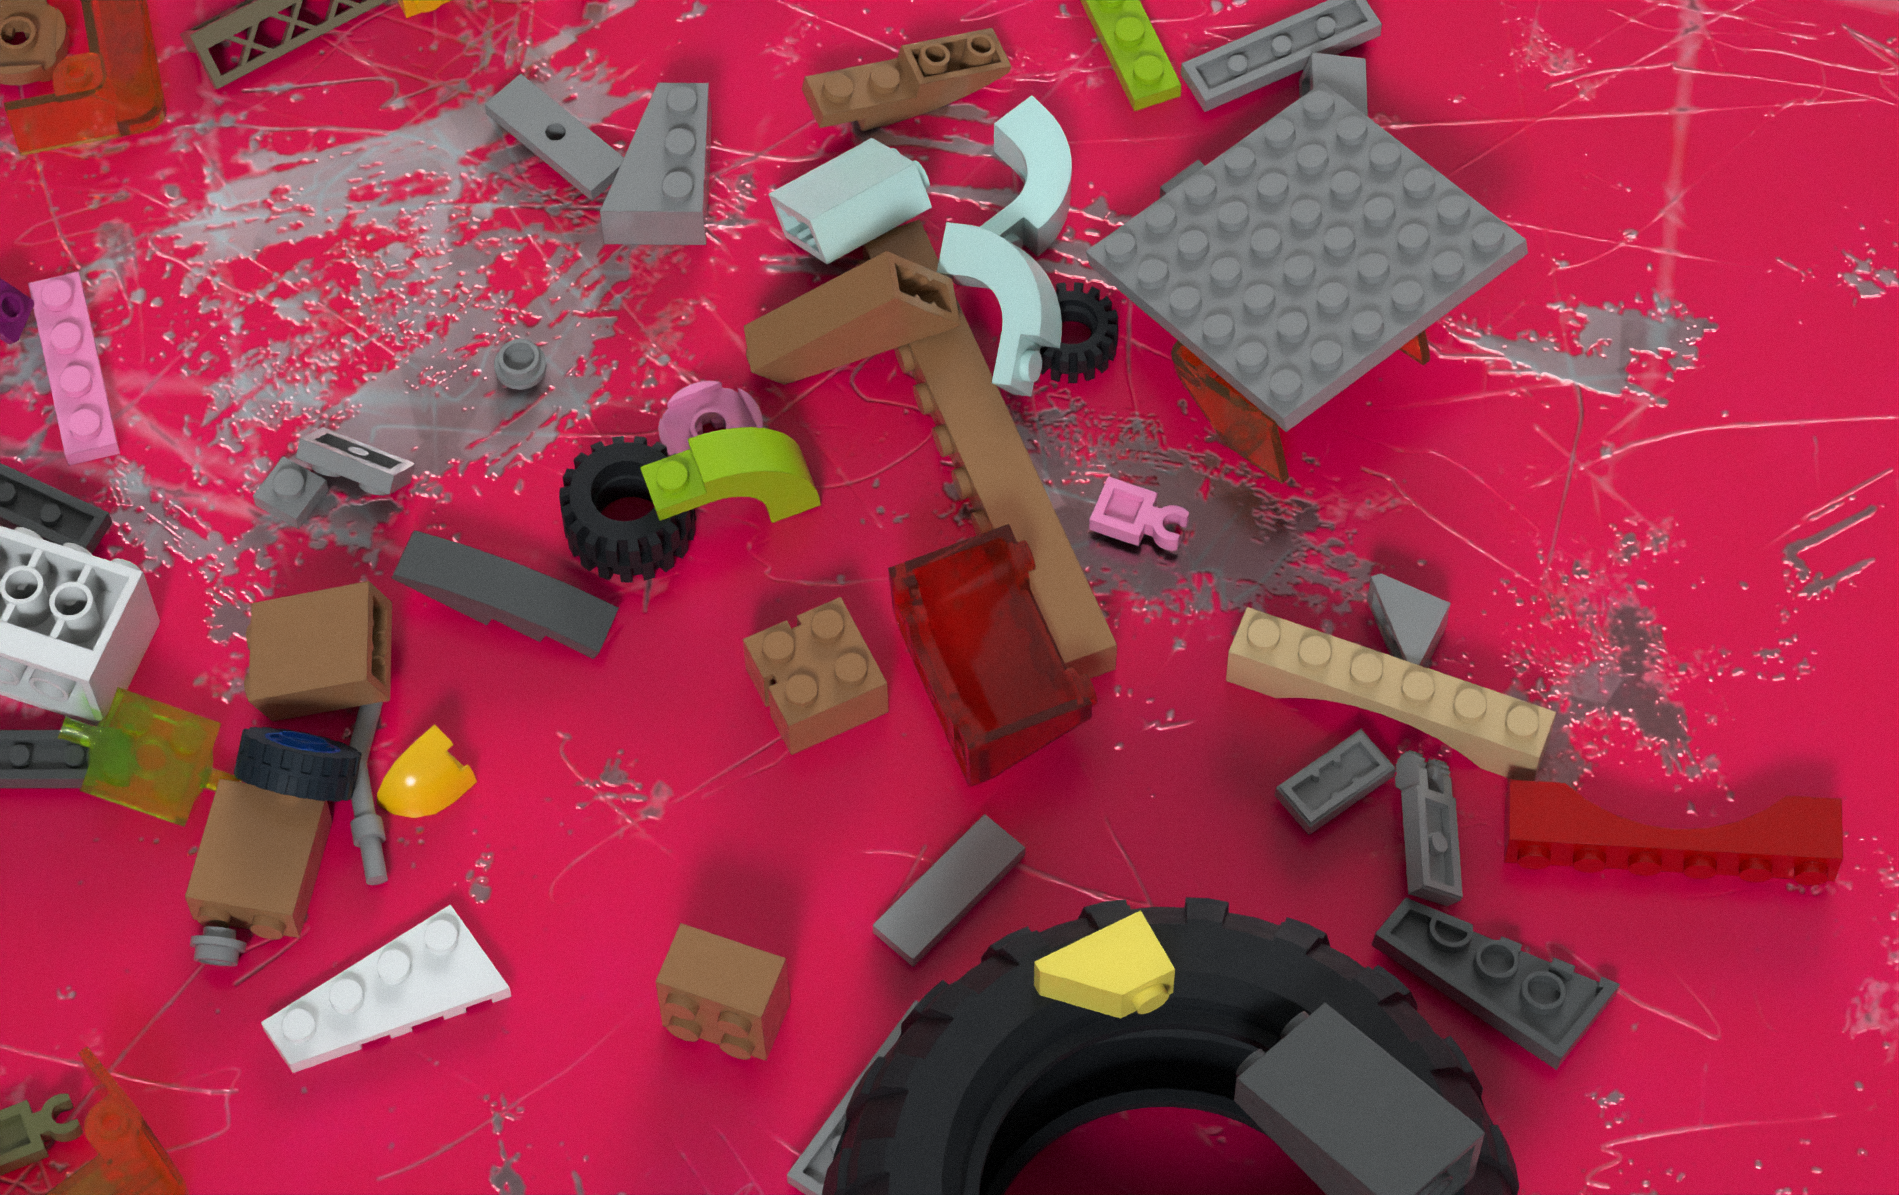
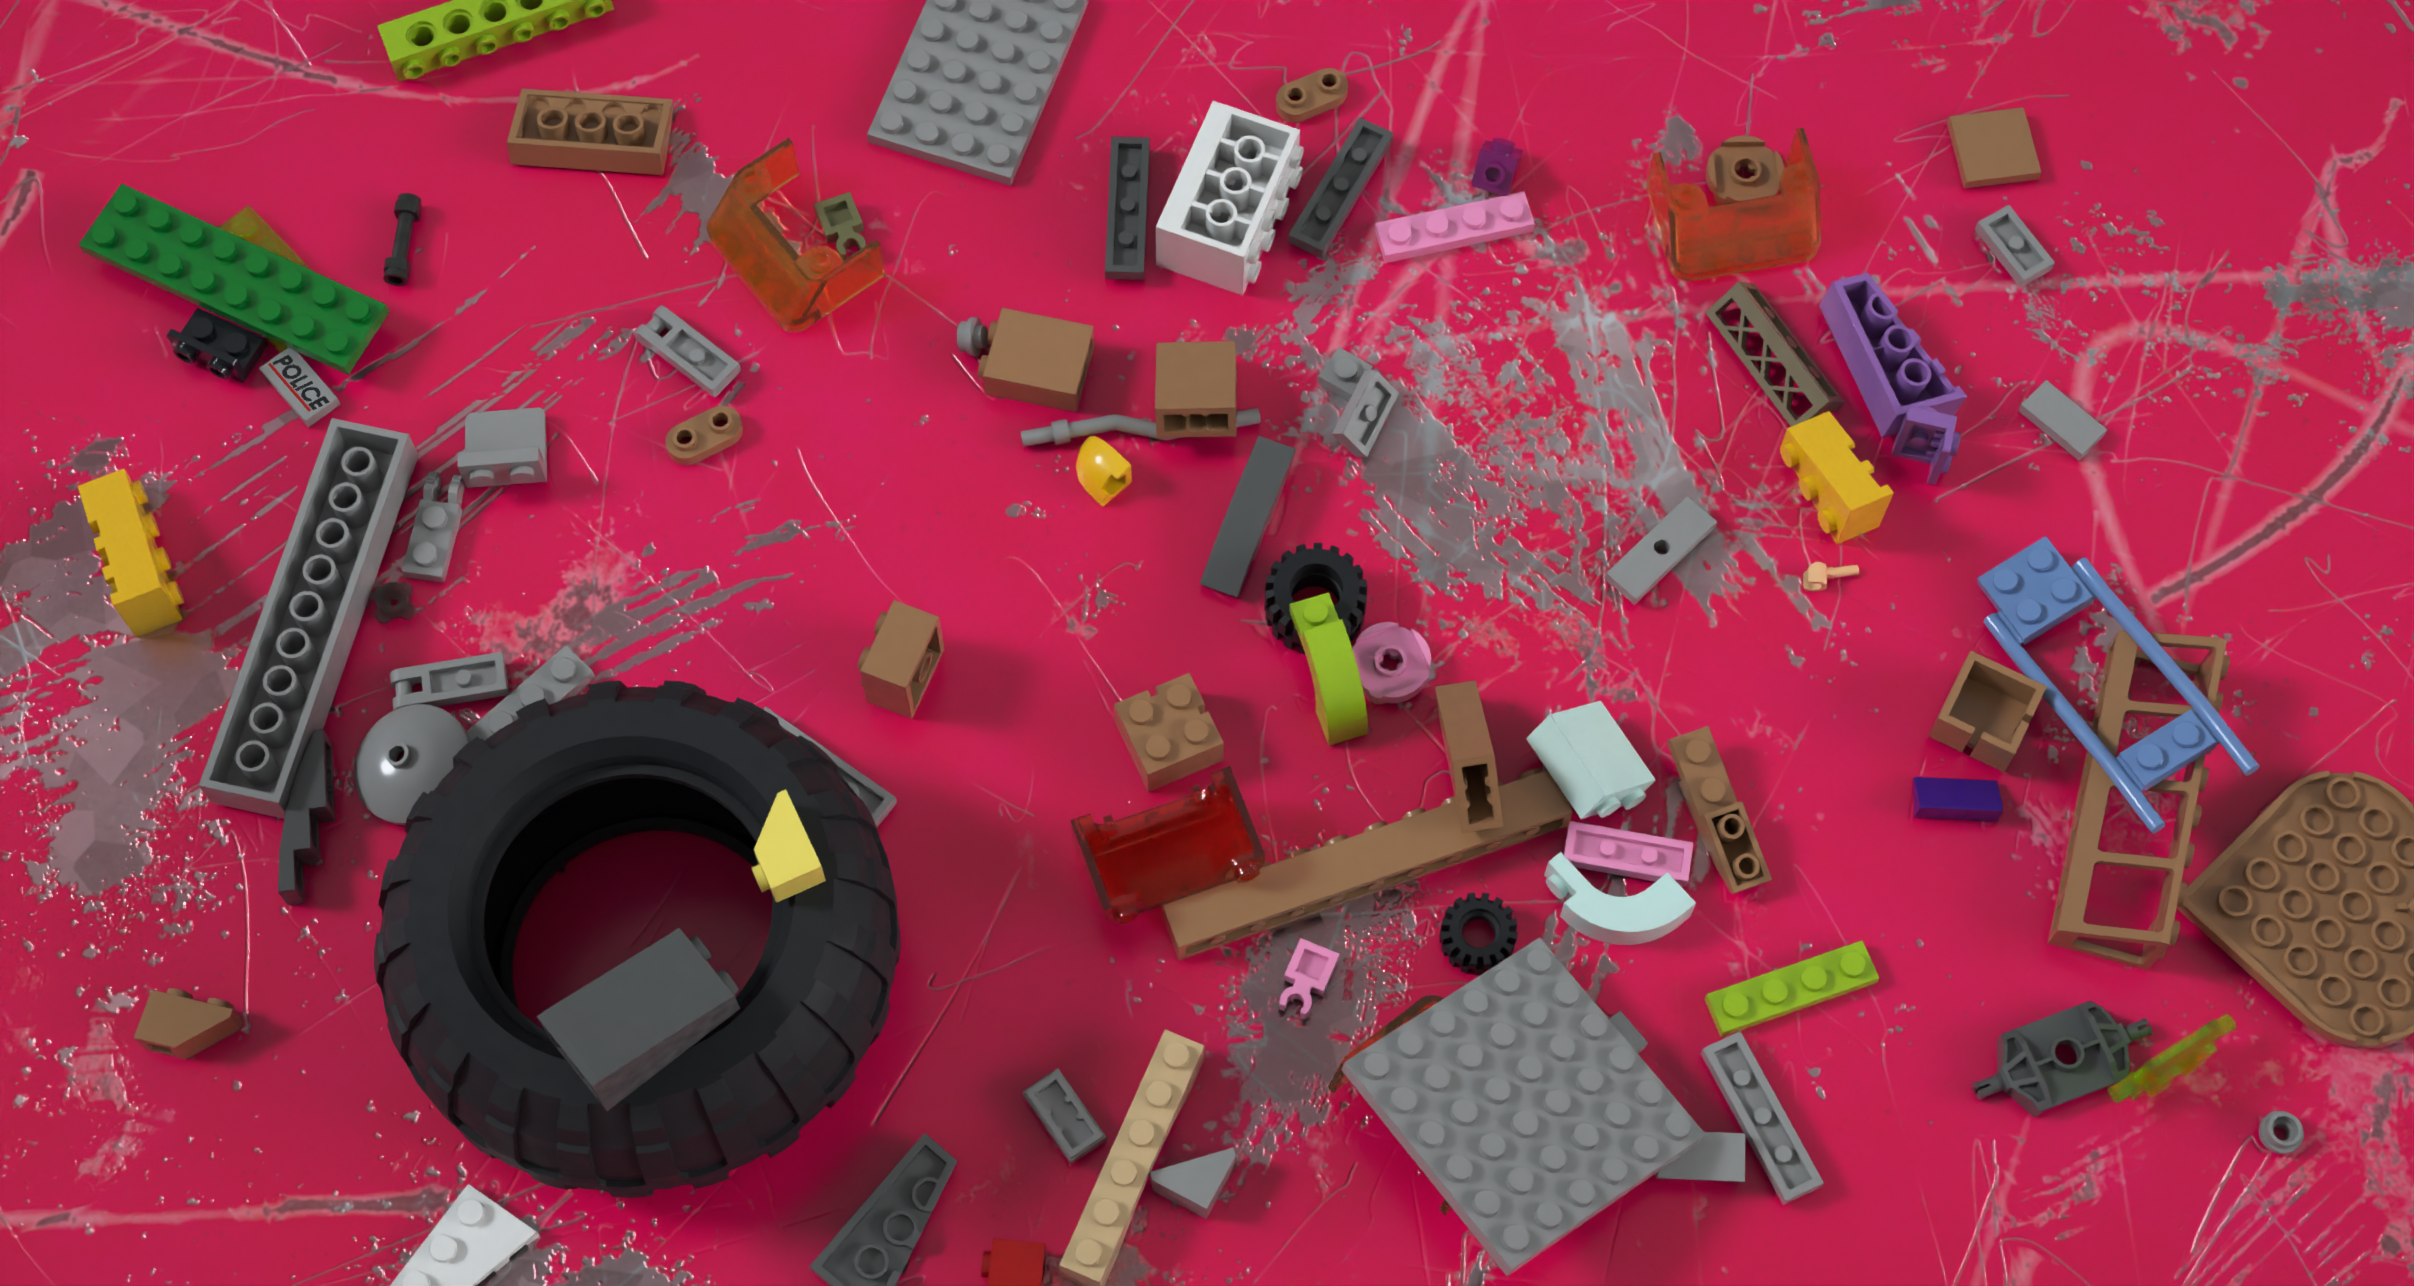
camera: 90 degrees right, 5 degrees up
(148, 756) = (1118, 284): clear neon green plate -> none
(297, 764) = (1100, 374): black wheel -> none
(407, 982) = (939, 459): white wing -> none
(520, 364) = (1453, 528): light grey plate -> none
(665, 172) = (1628, 628): light grey wedge -> none
(948, 890) = (991, 828): light grey tile -> none
(961, 170) = (1627, 853): none -> bright pink plate
(1024, 292) = (1495, 879): light aqua arch -> none
(1429, 829) = (1015, 1184): light grey hinge -> none

